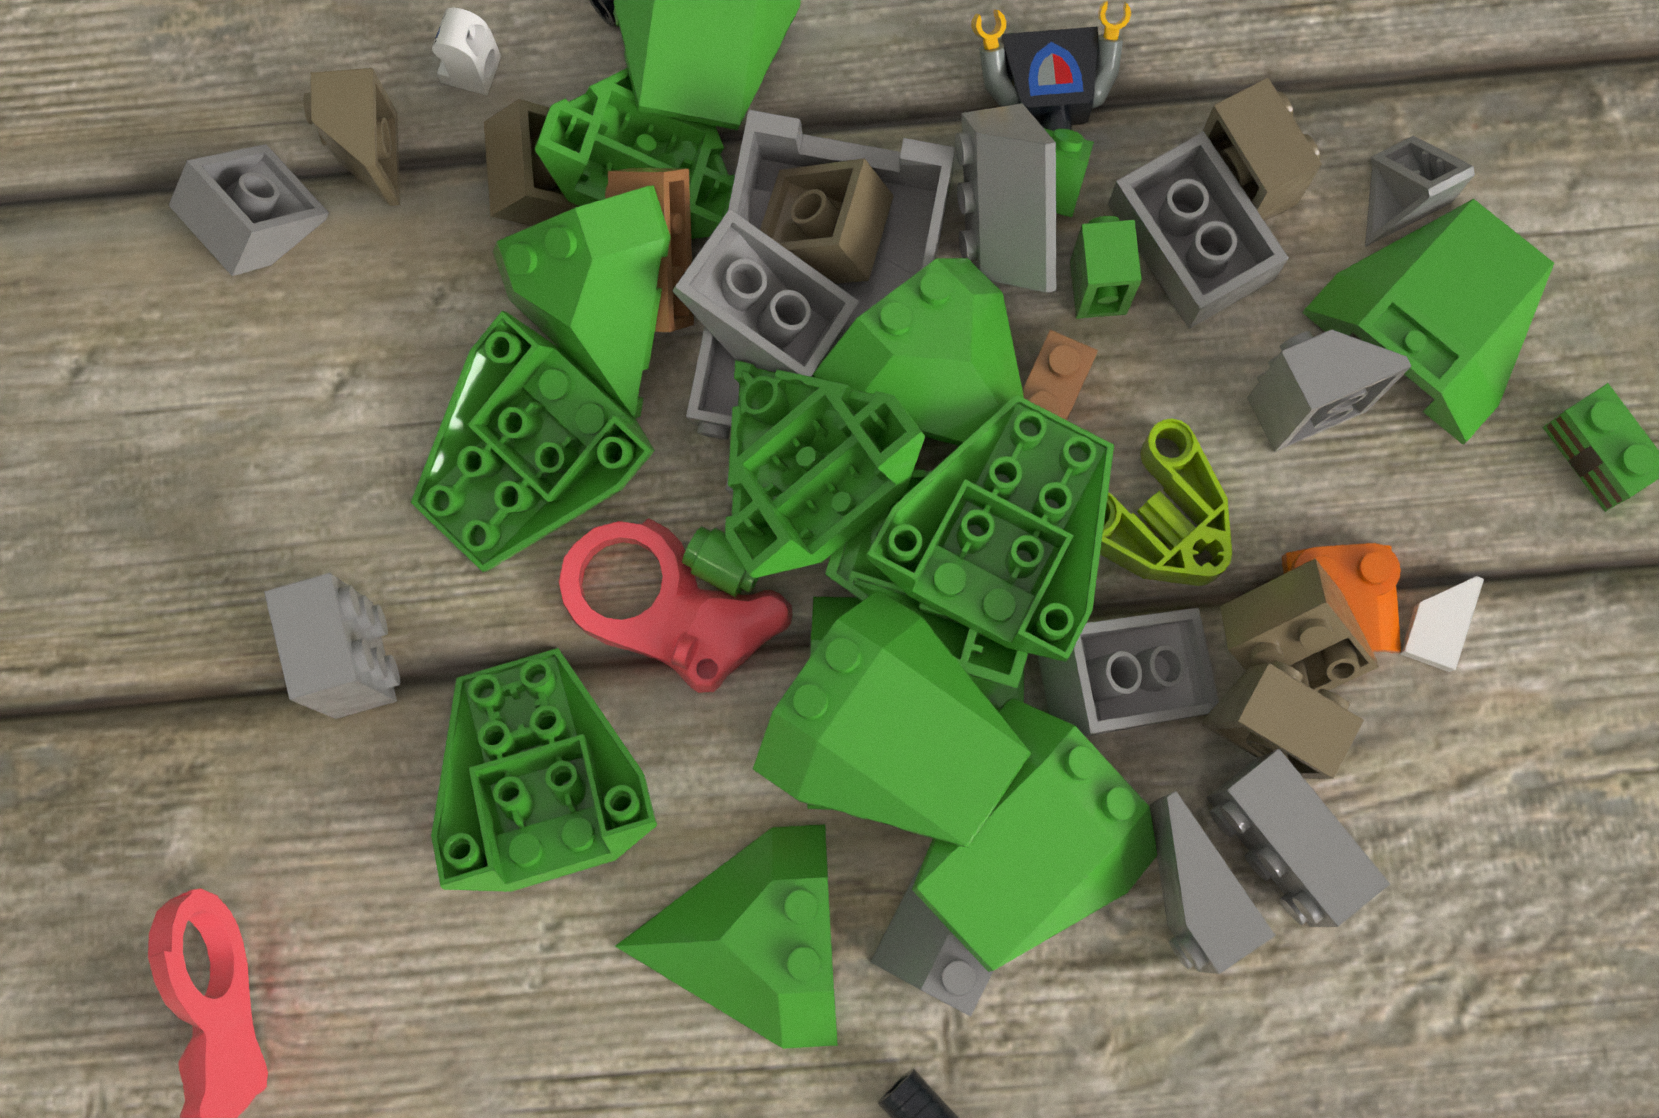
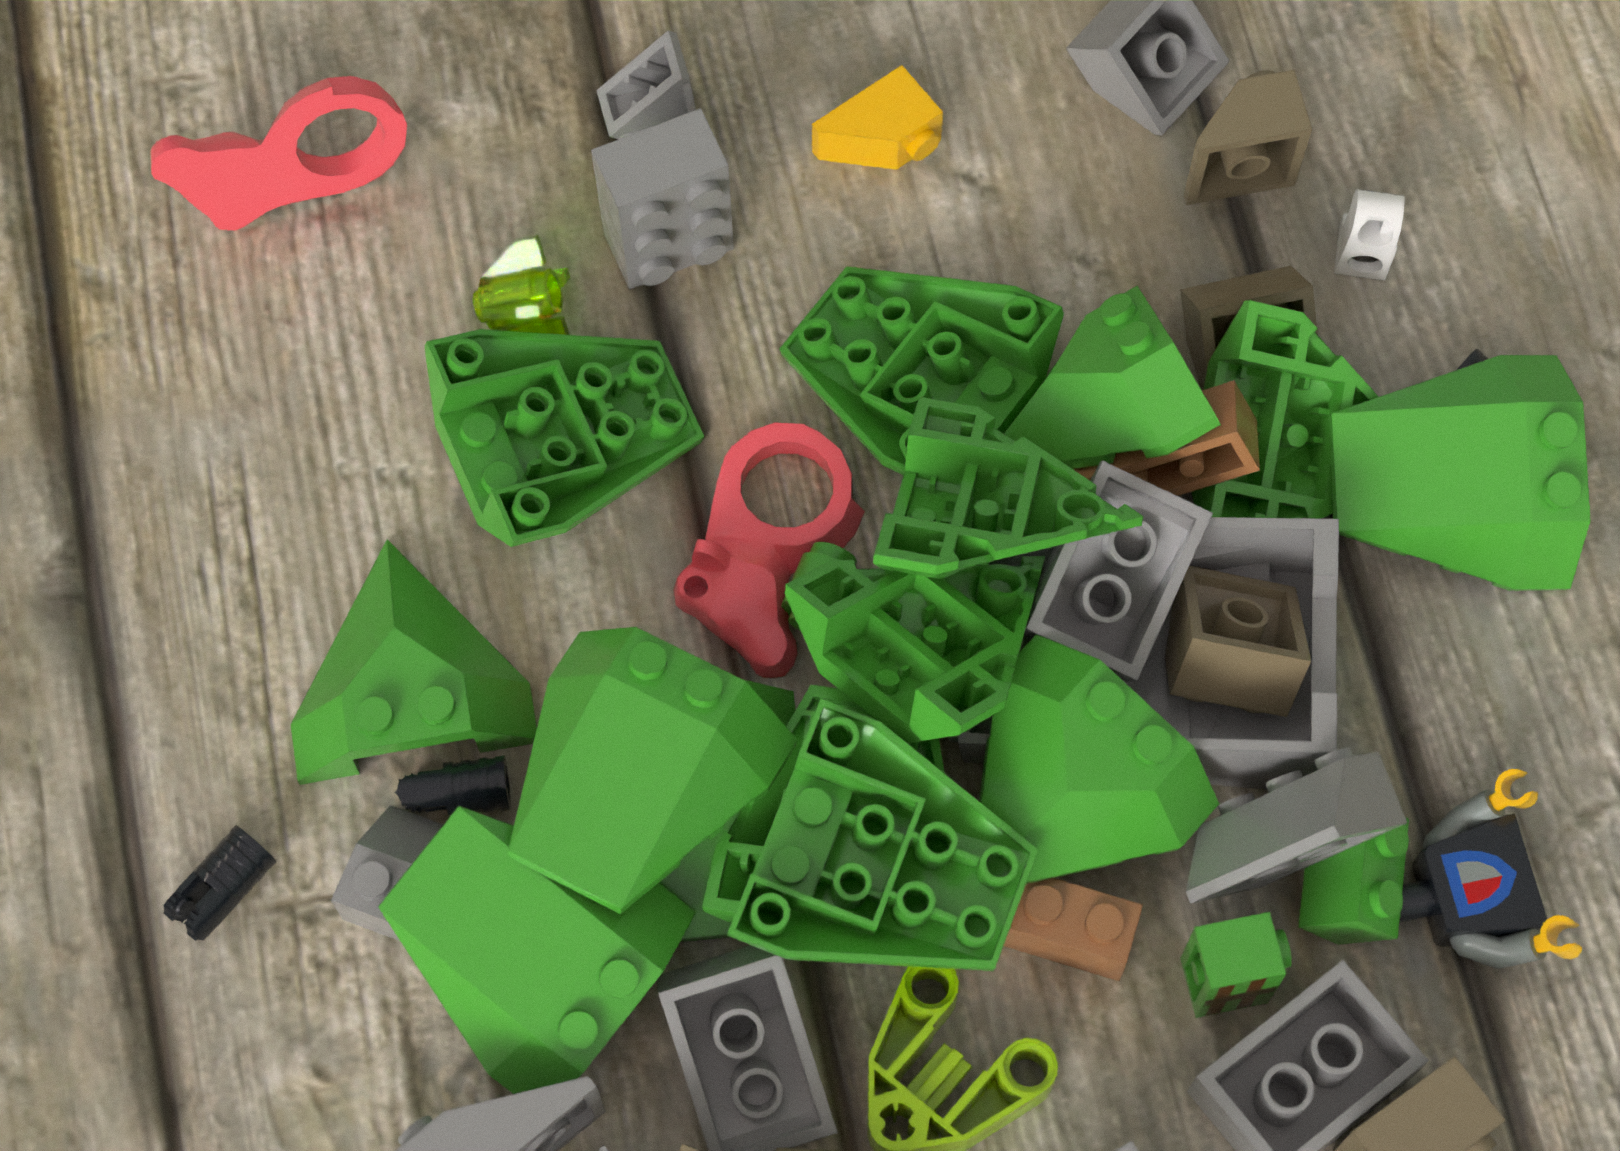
camera: 80 degrees right, 10 degrees down
(212, 654) = (647, 89): none -> light grey slope
(277, 448) = (881, 125): none -> yellow slope
(394, 795) = (521, 294): none -> clear neon green brick
(696, 396) = (984, 497): none -> bright green wedge
(866, 898) = (470, 784): none -> black hinge

